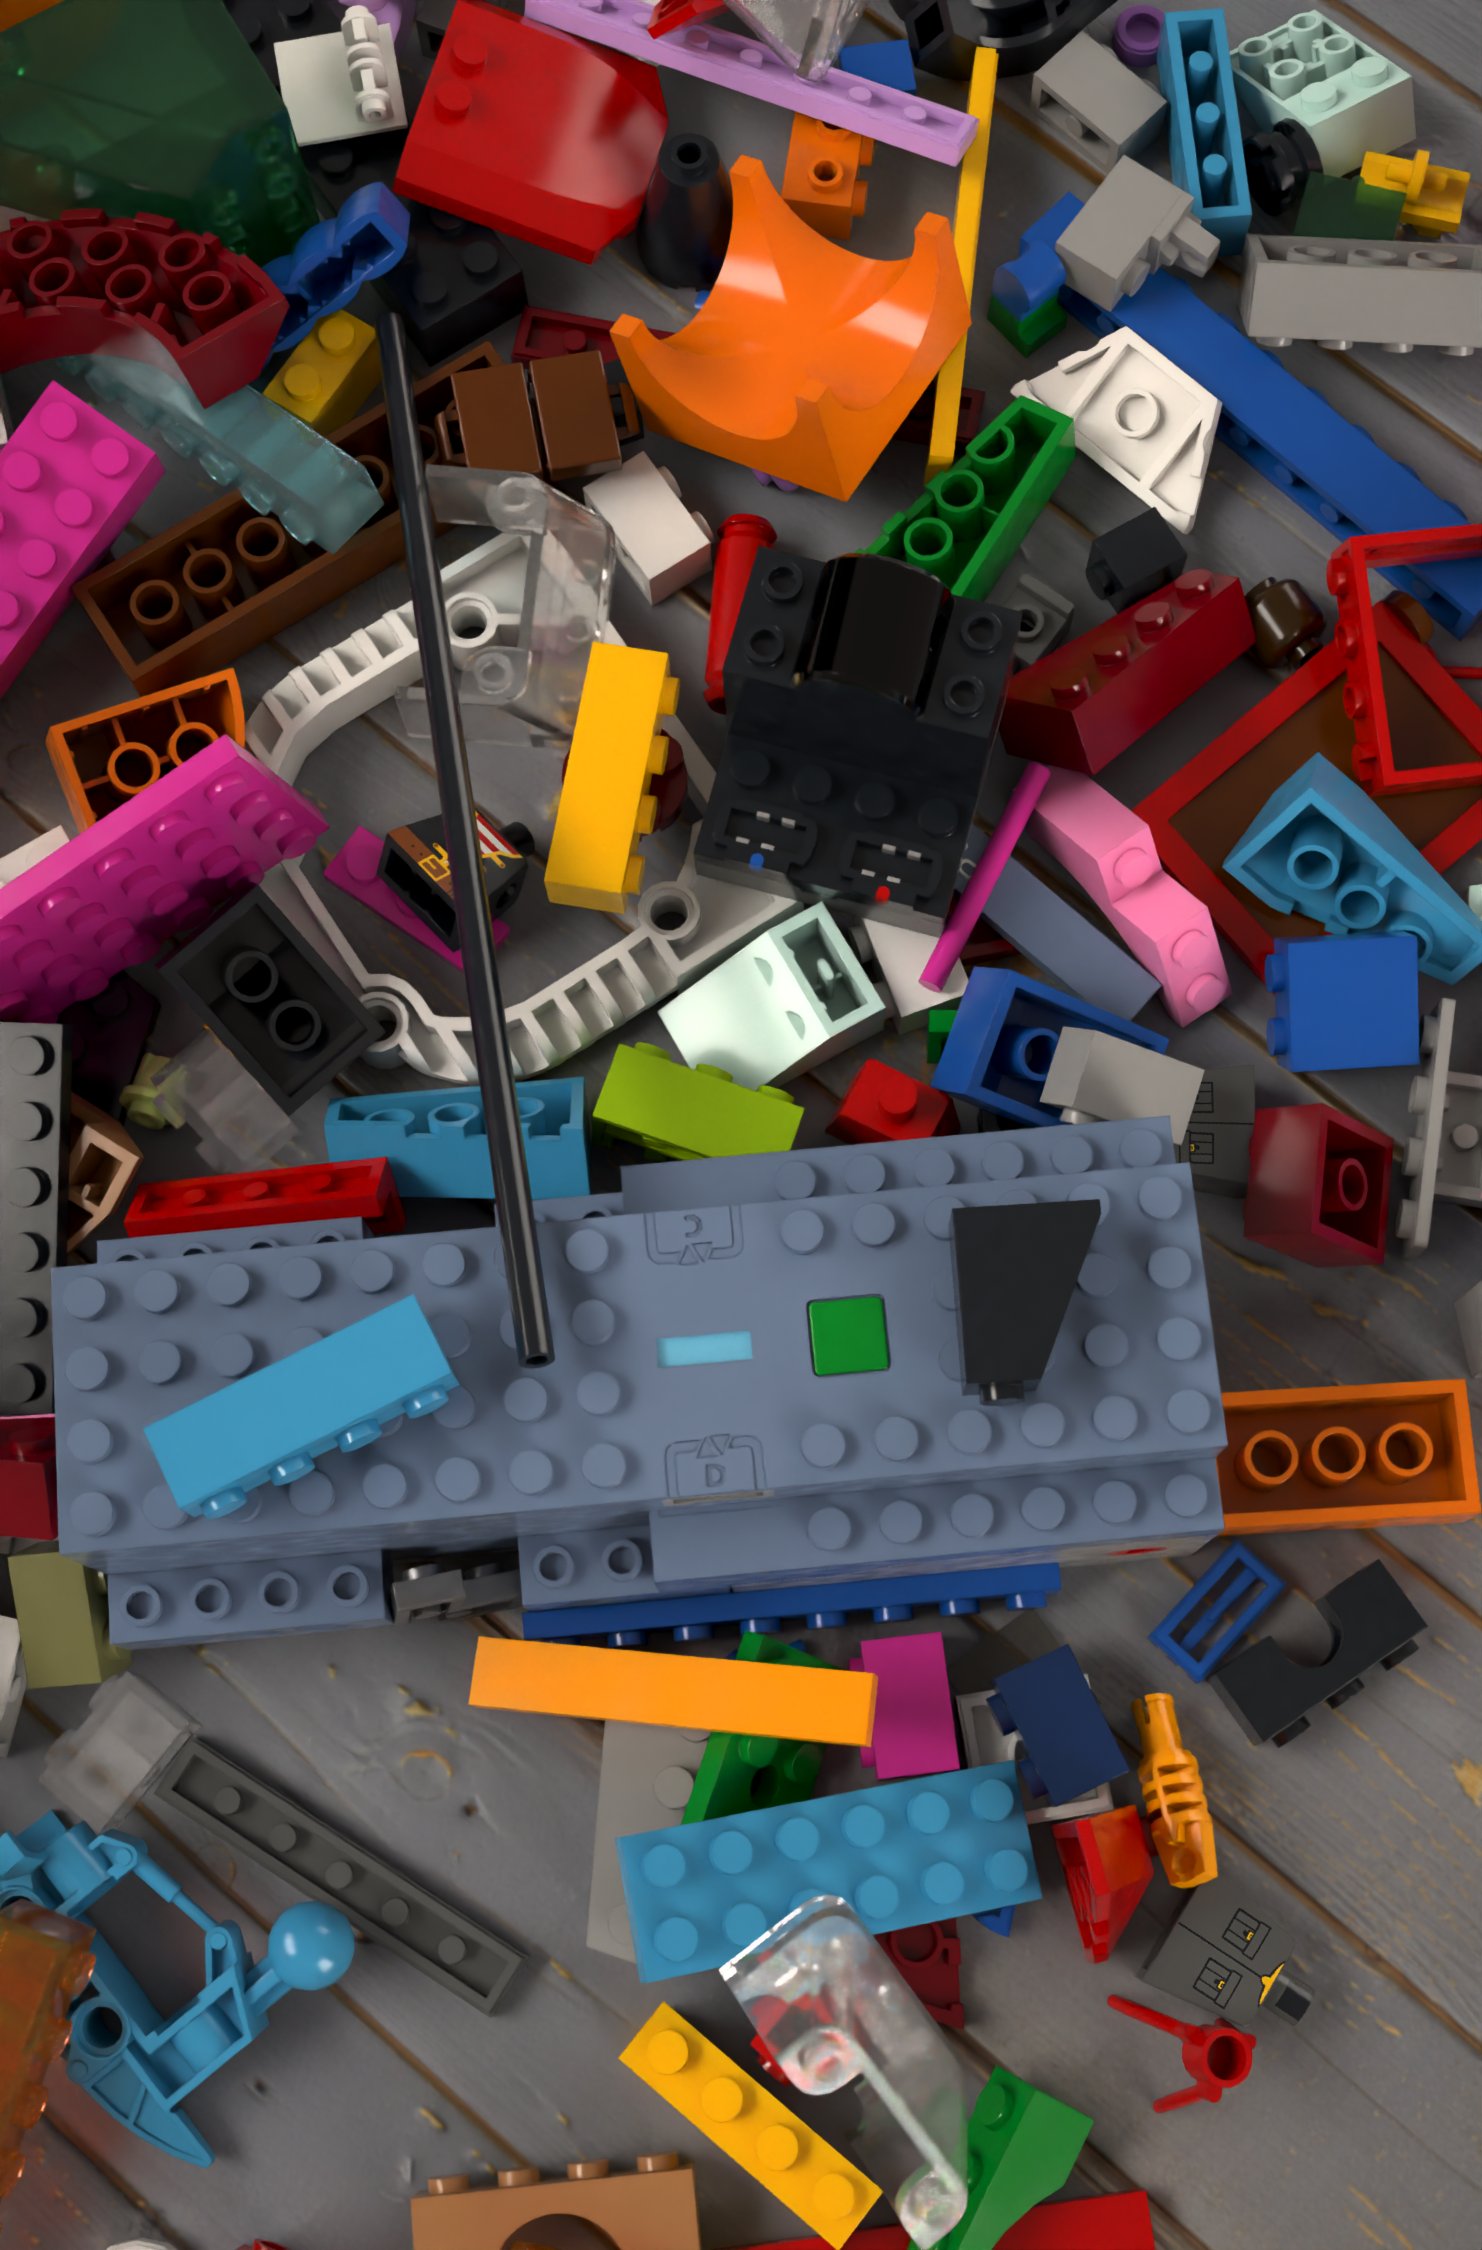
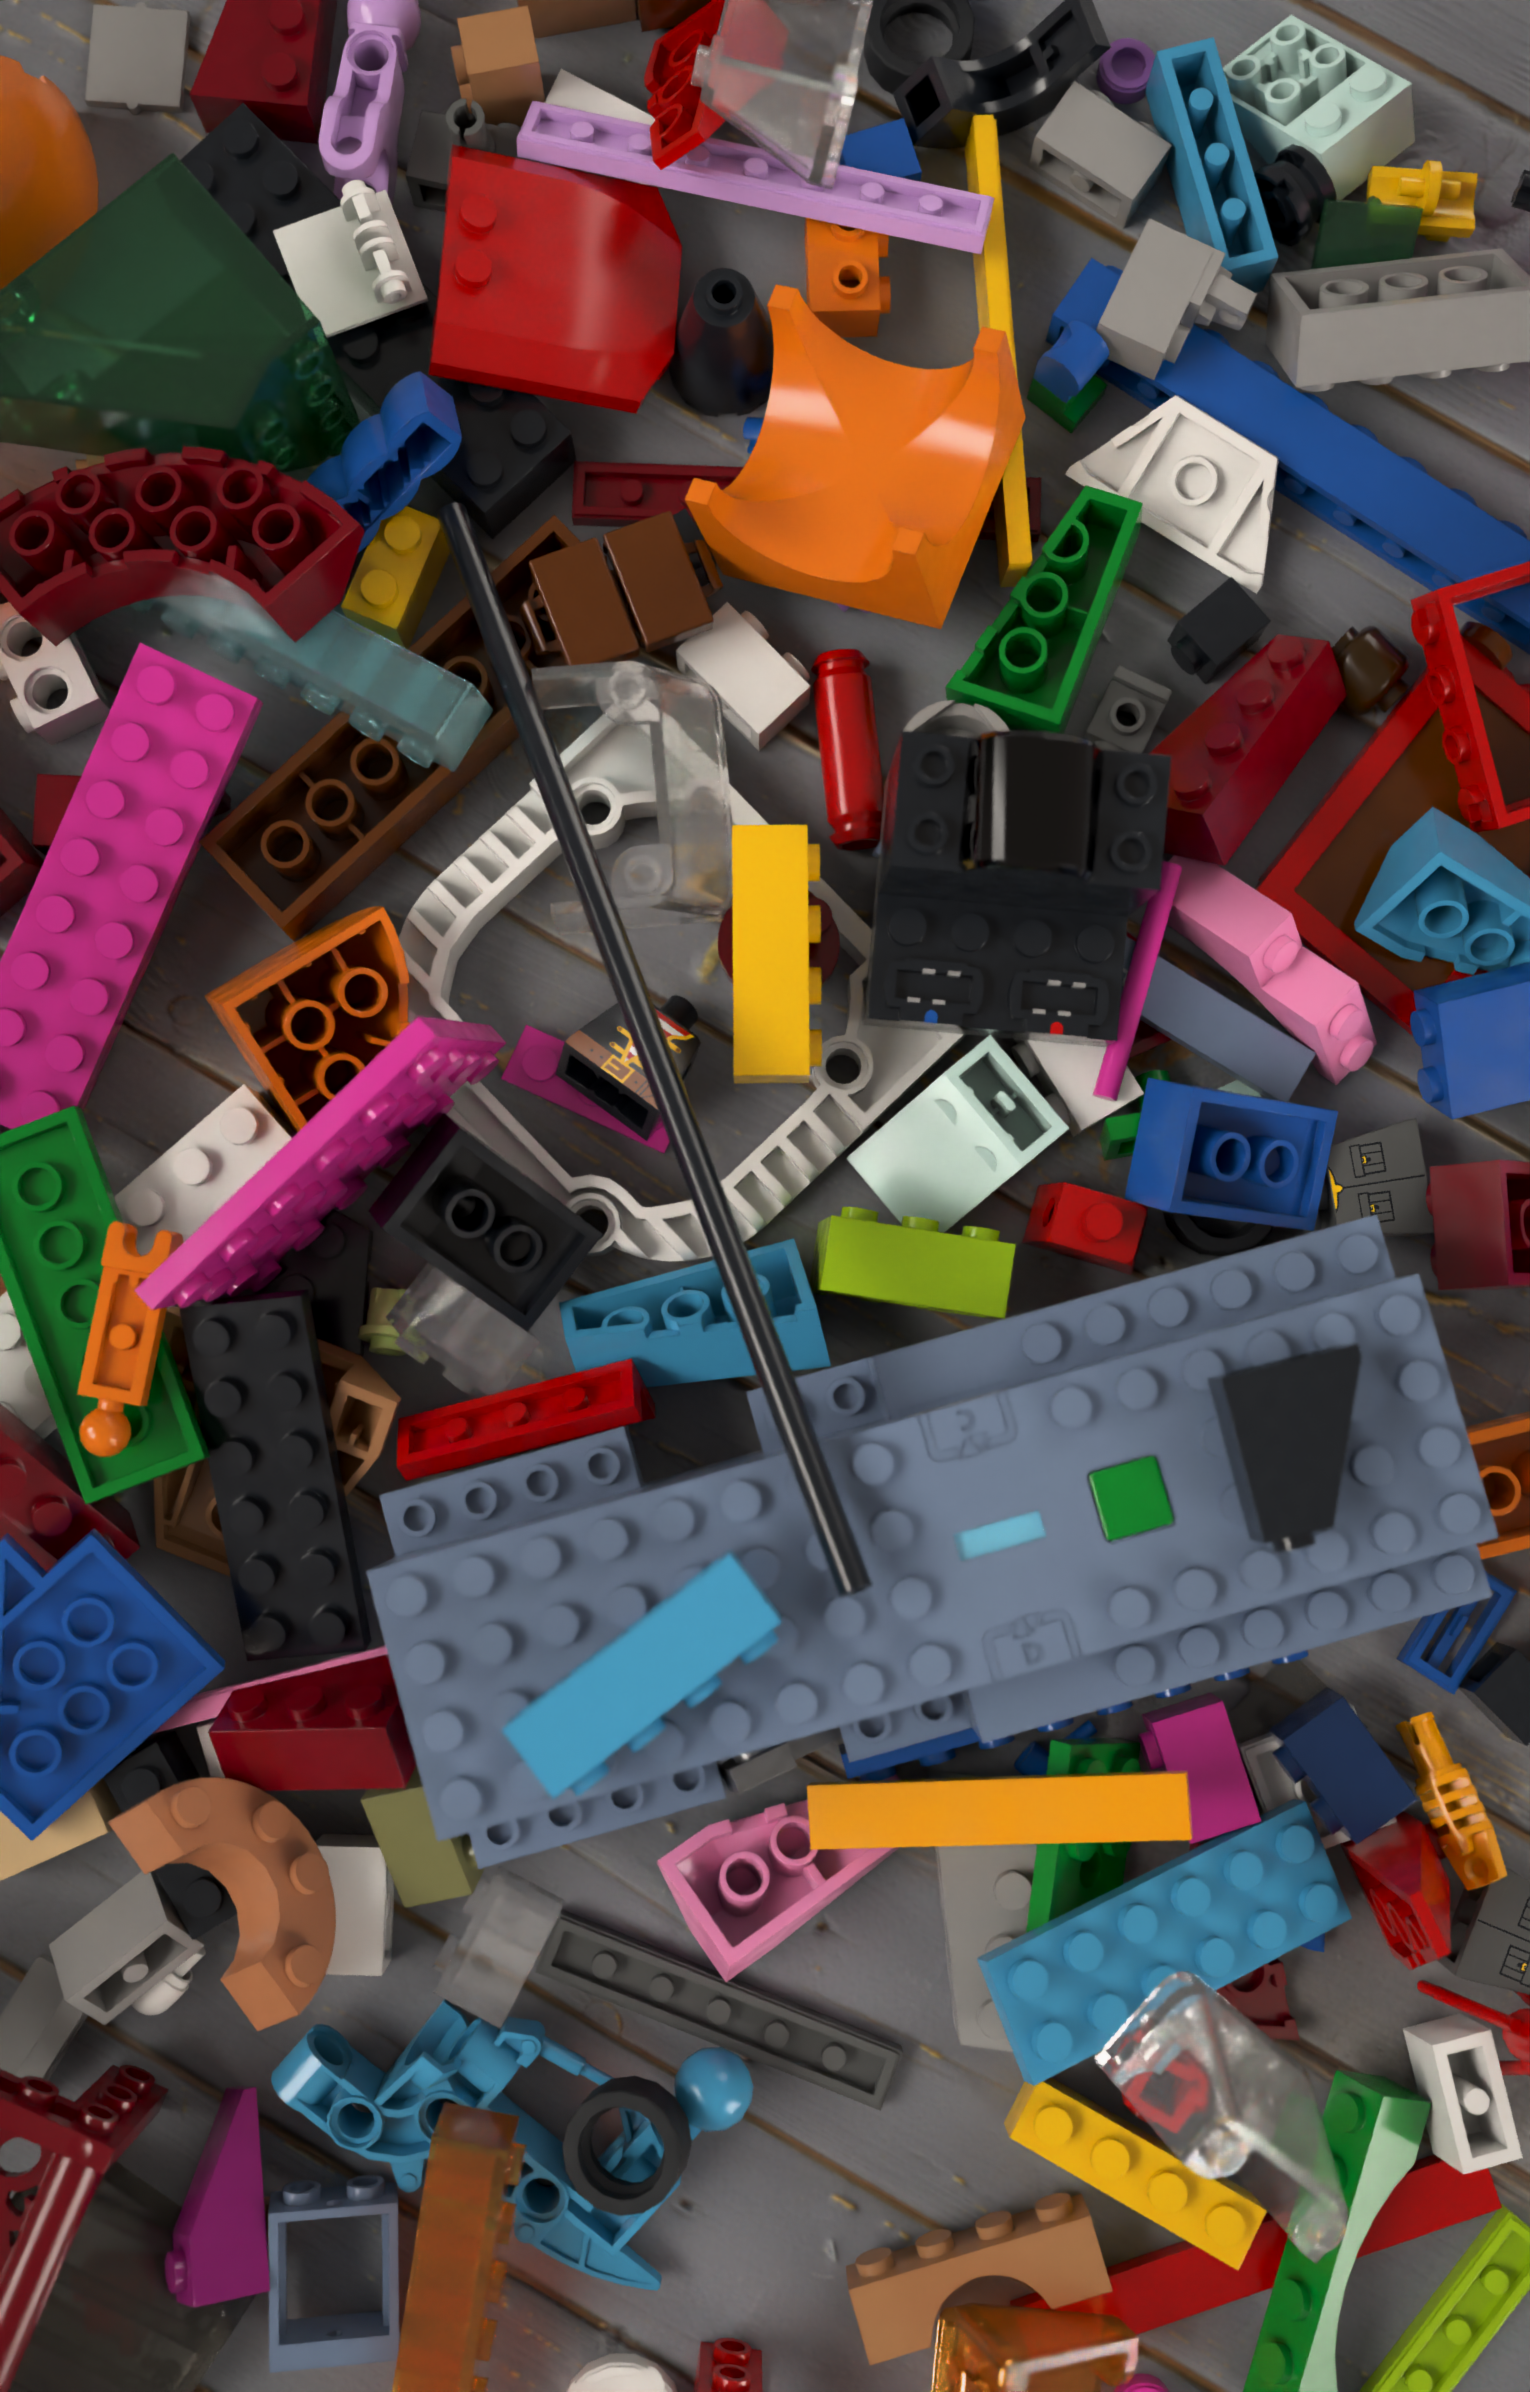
camera: 20 degrees left, 10 degrees up
(151, 1973) = (598, 2184): none -> black tyre
(412, 1740) = (758, 1882): none -> bright pink wedge
(1112, 1080) = (1307, 1175): light grey brick -> none
(1133, 2116) = (1463, 2079): none -> white brick

